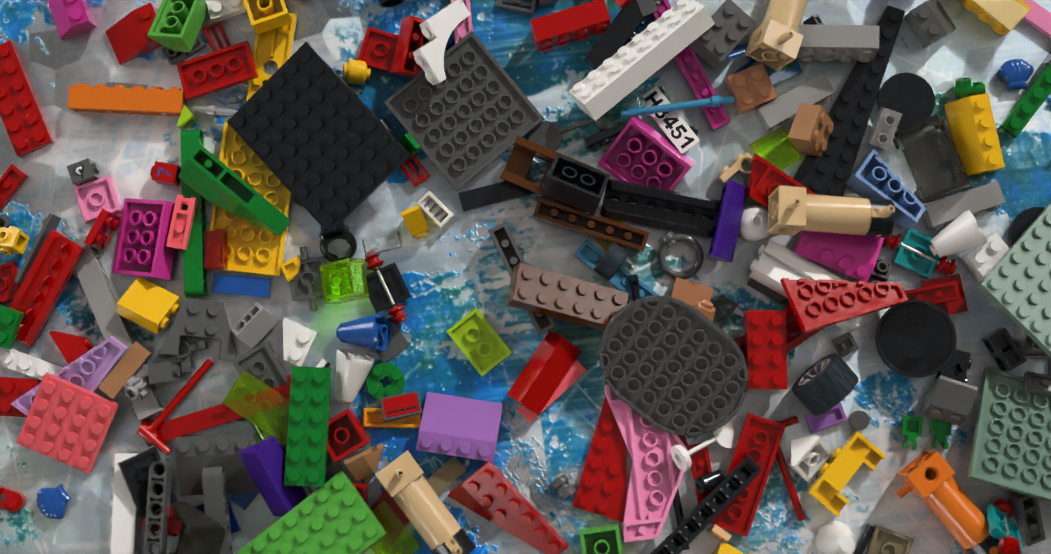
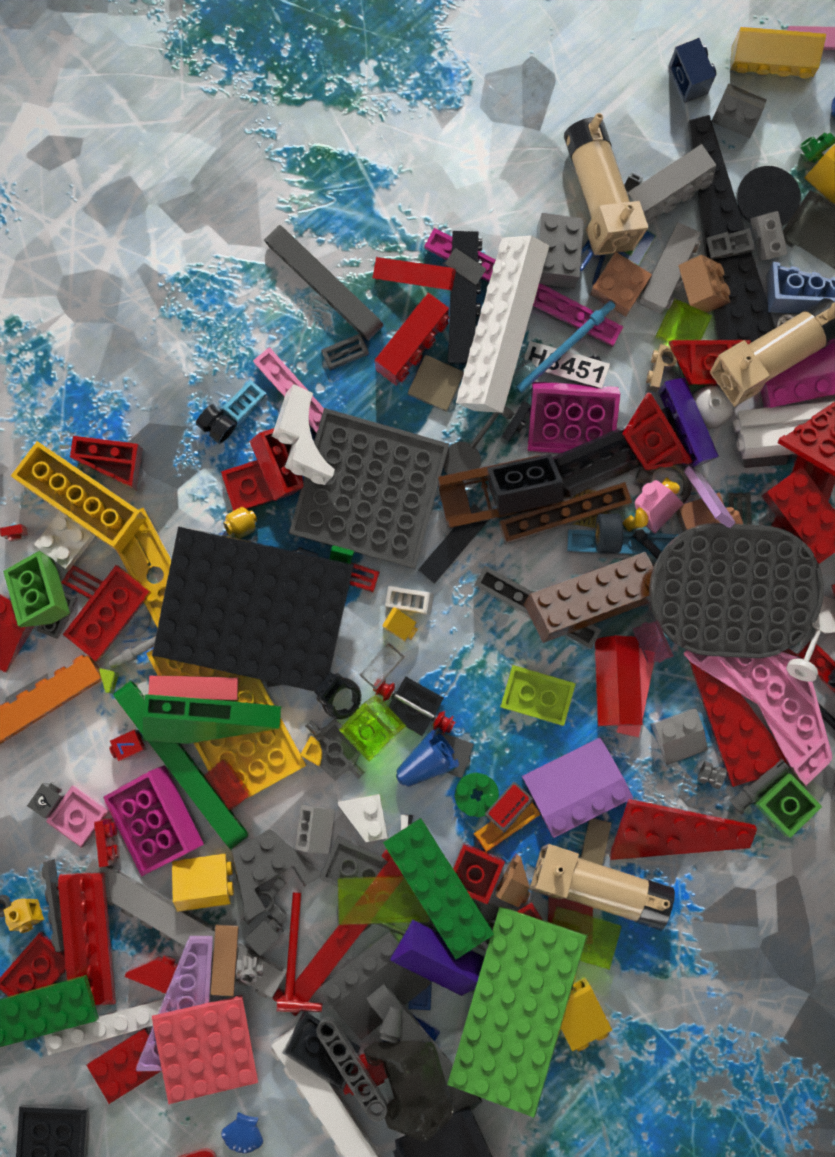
camera: 40 degrees left, 0 degrees up
(181, 222) = (178, 781): coral plate -> none
(205, 498) = (391, 1026): none -> dark grey cone
(241, 165) = (194, 687): none -> coral tile
(241, 285) = (274, 800): blue tile -> none
(351, 373) = (440, 810): white cone -> none
(560, 443) = (680, 736): none -> light grey slope
(565, 69) = (436, 383): none -> dark tan tile
(581, 520) = (751, 793): none -> dark grey pin
(587, 361) = (653, 642): none -> clear pink piece
(659, 264) = (655, 506): none -> bright pink torso
(693, 215) = (653, 437): none -> red wing
(701, 285) = (709, 497): none -> lavender tile
(851, 115) = (731, 244): none -> dark grey slope

